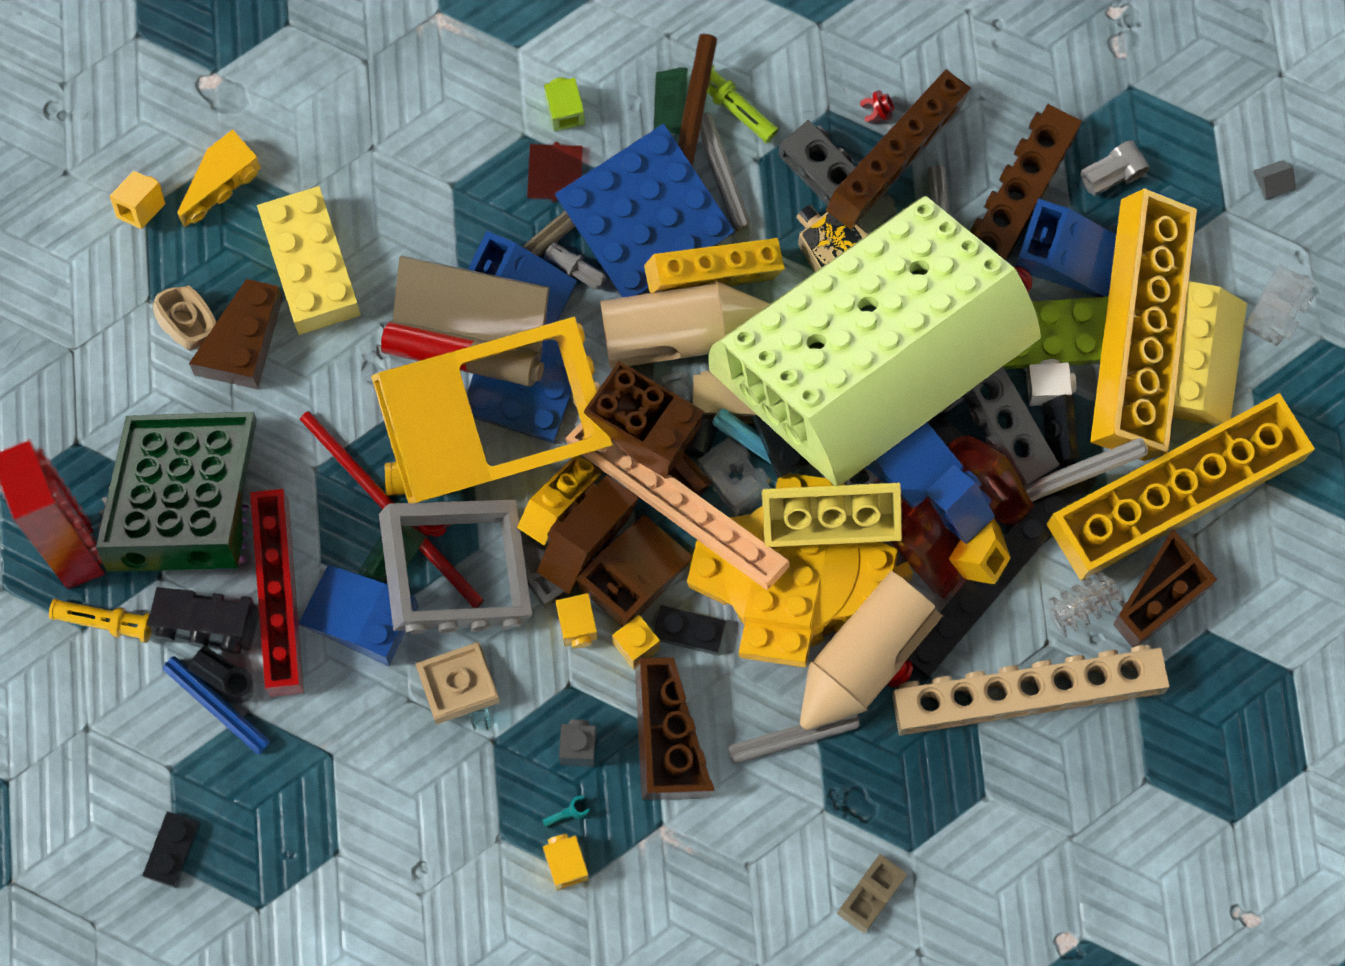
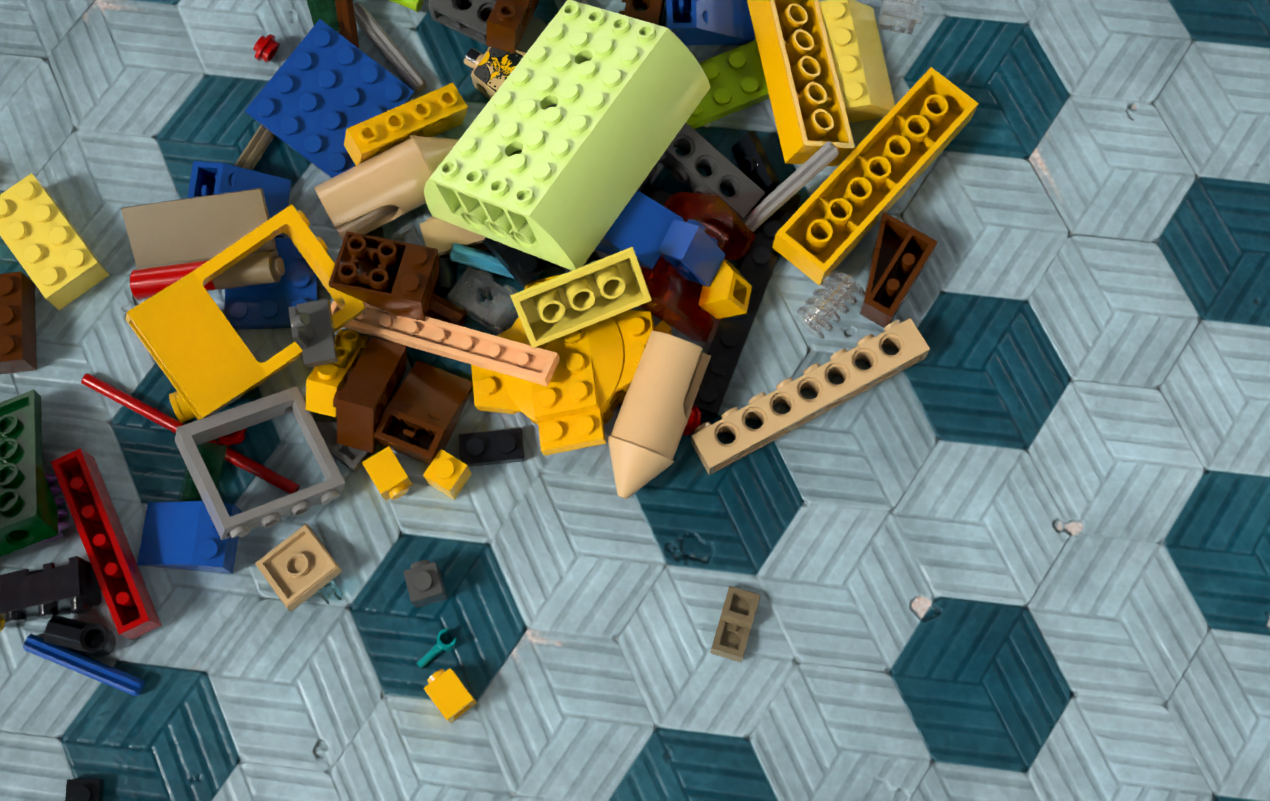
camera: 15 degrees left, 0 degrees up
(552, 169) = (236, 93): clear red piece -> none
(554, 454) = (314, 332): none -> dark grey piece
(564, 103) = (230, 35): lime brick -> none
(574, 266) = (284, 168): light grey axle -> none
(596, 130) = (266, 48): none -> red plate
(668, 745) = (507, 555): reddish brown wedge -> none
(787, 739) = (612, 512): light grey axle -> none
(1049, 381) = (729, 126): white brick -> none

